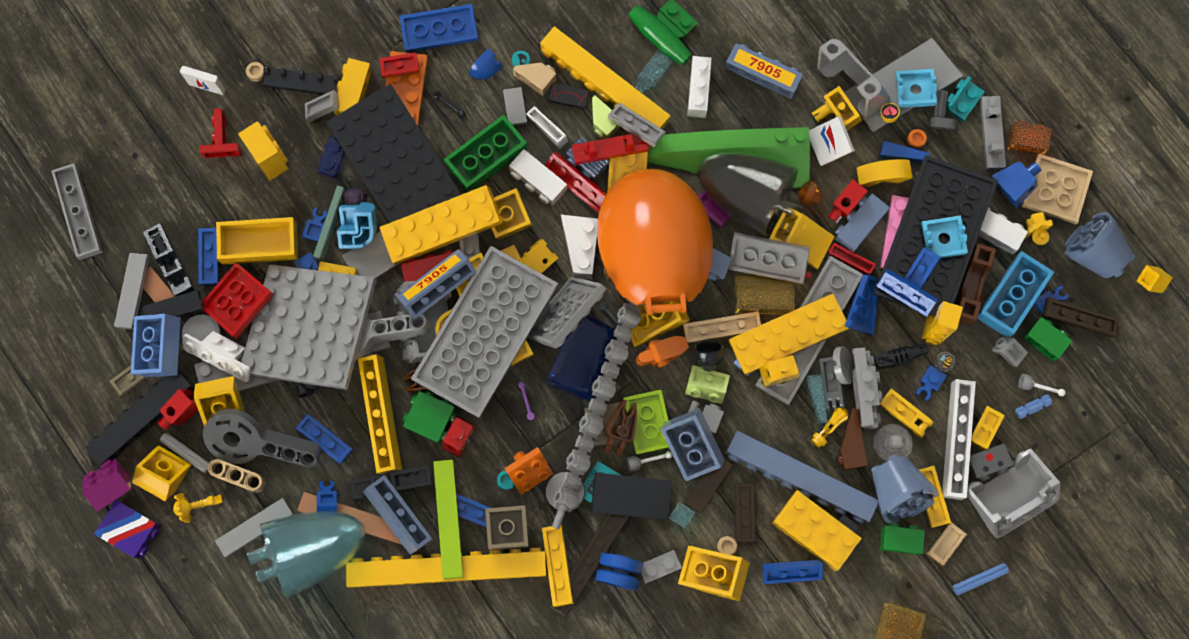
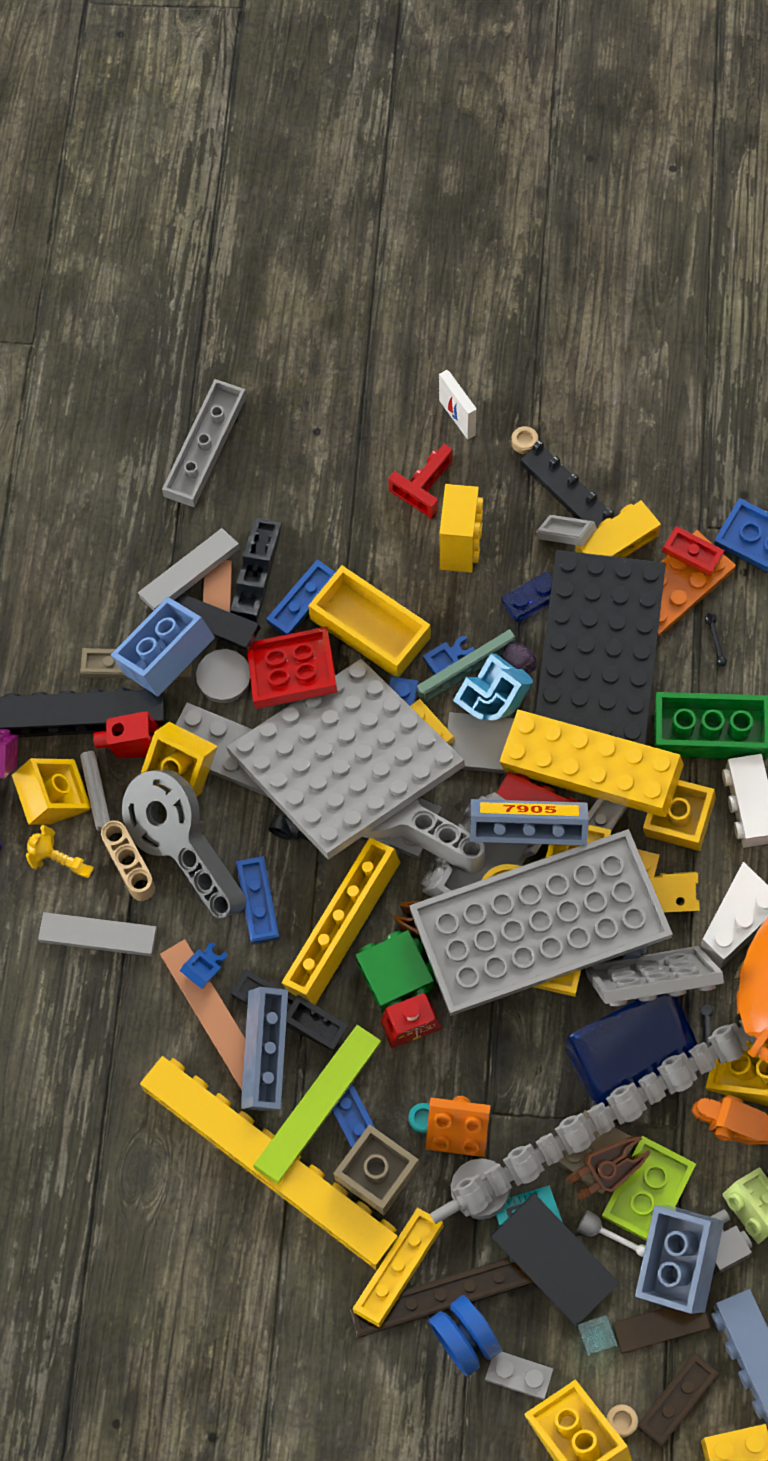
camera: 45 degrees right, 10 degrees down
(220, 353) = (224, 710): white bracket -> none
(307, 548) = (133, 1001): clear light blue windscreen -> none
(530, 415) = (514, 1067): medium lavender hinge -> none

